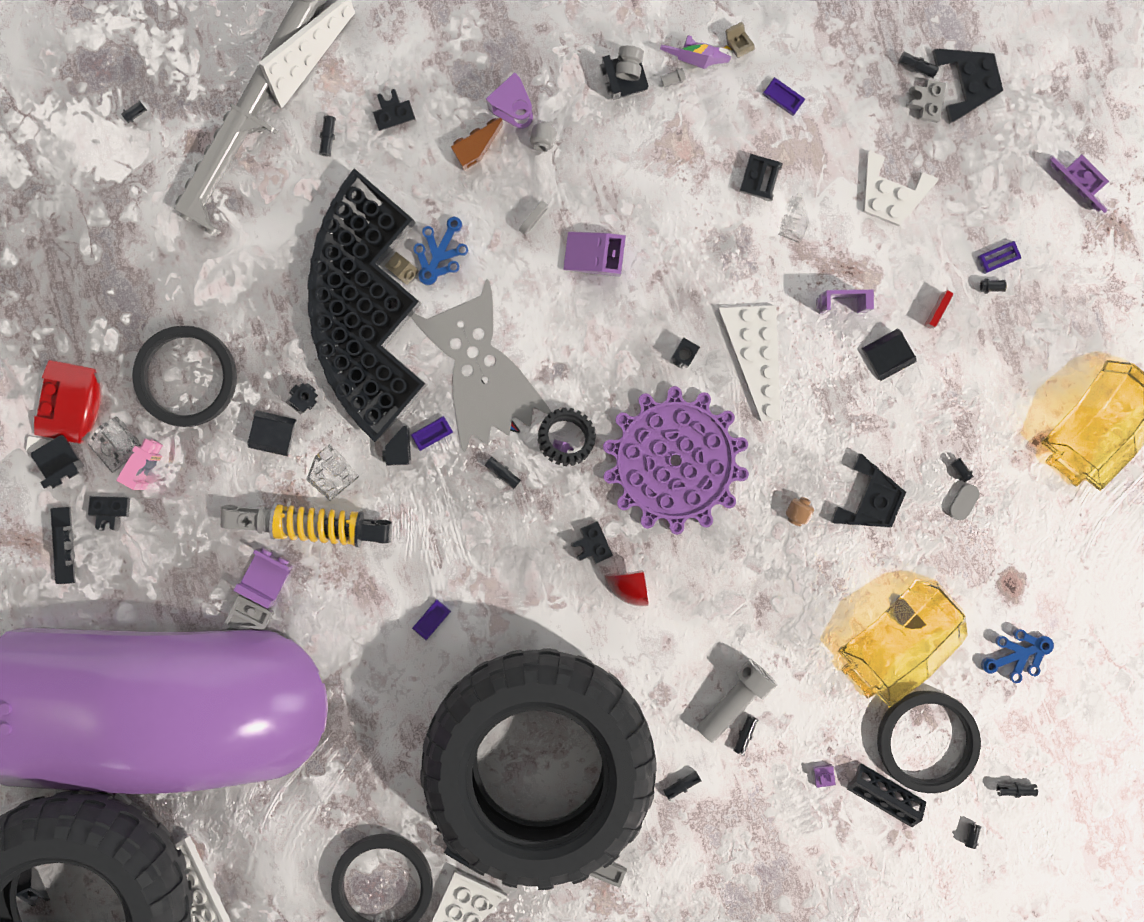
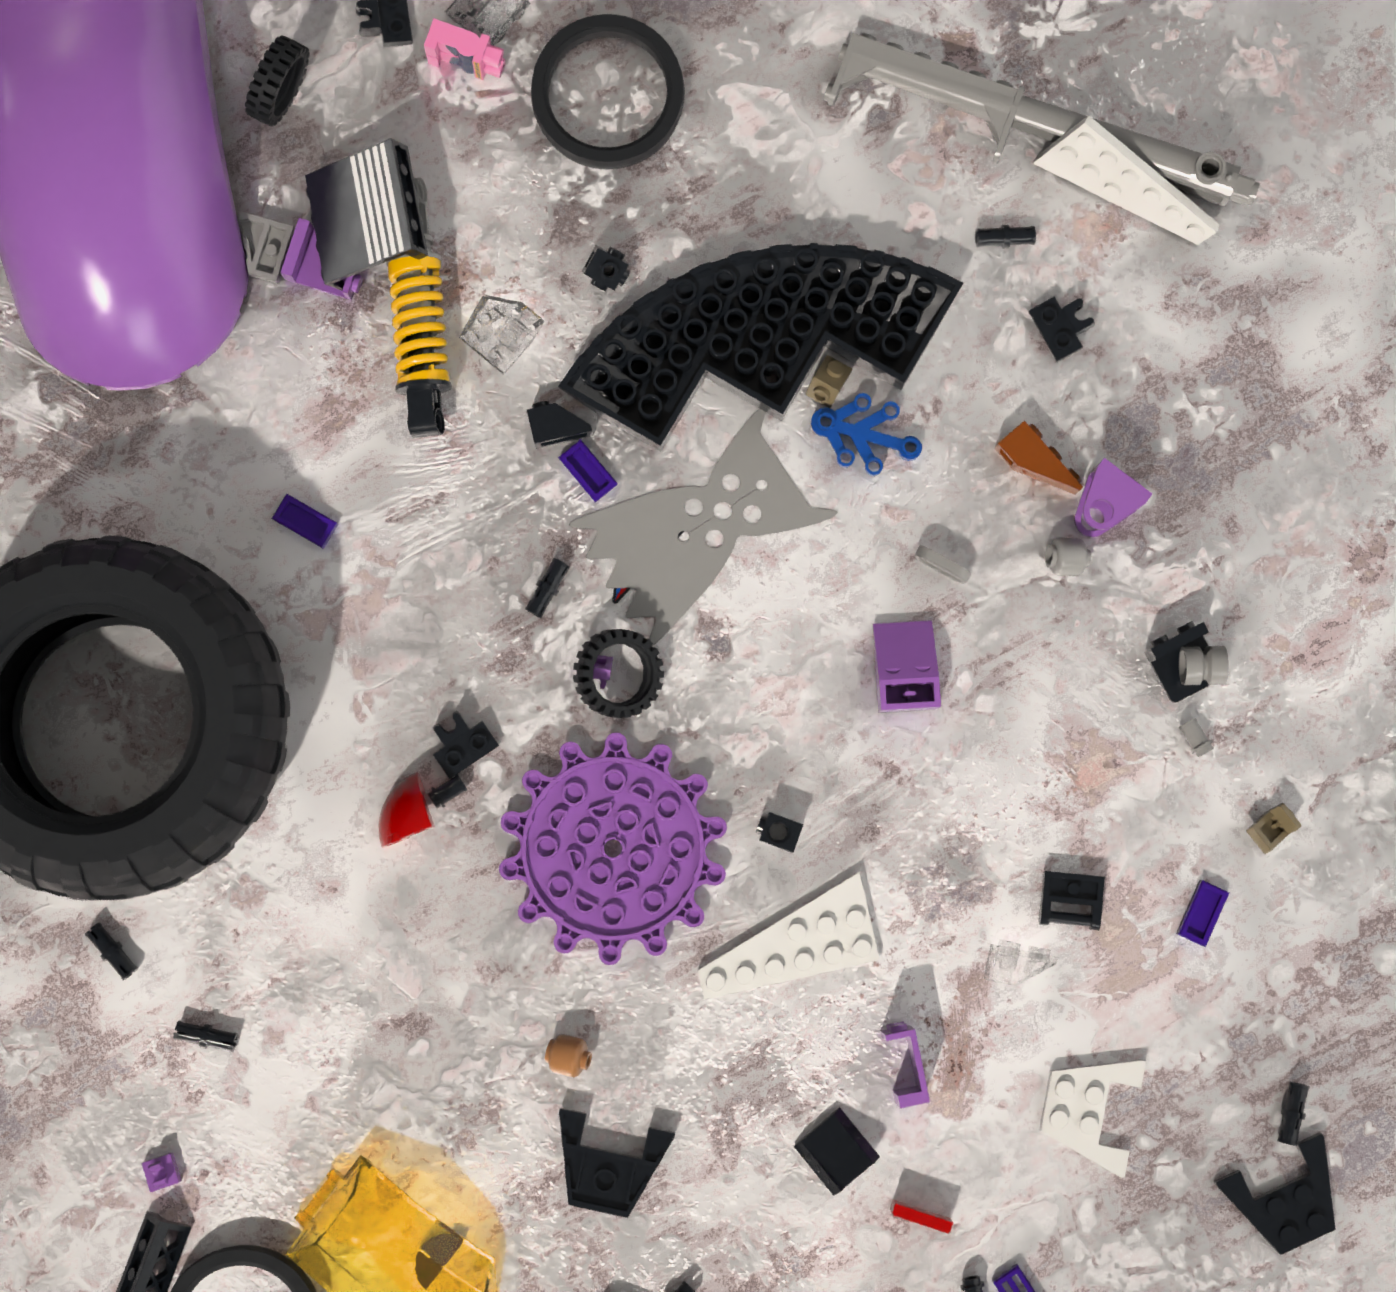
camera: 85 degrees right, 5 degrees down
(139, 589) = (277, 80): none -> black tyre
(237, 546) = (365, 211): none -> black panel
(271, 433) = (545, 233): black slope -> none
(620, 558) = (447, 791): none -> black pin
(700, 54) = (1241, 772): medium lavender animal -> none
(753, 683) = (289, 1030): light grey piece -> none
(928, 100) = (1242, 1139): light grey plate -> none

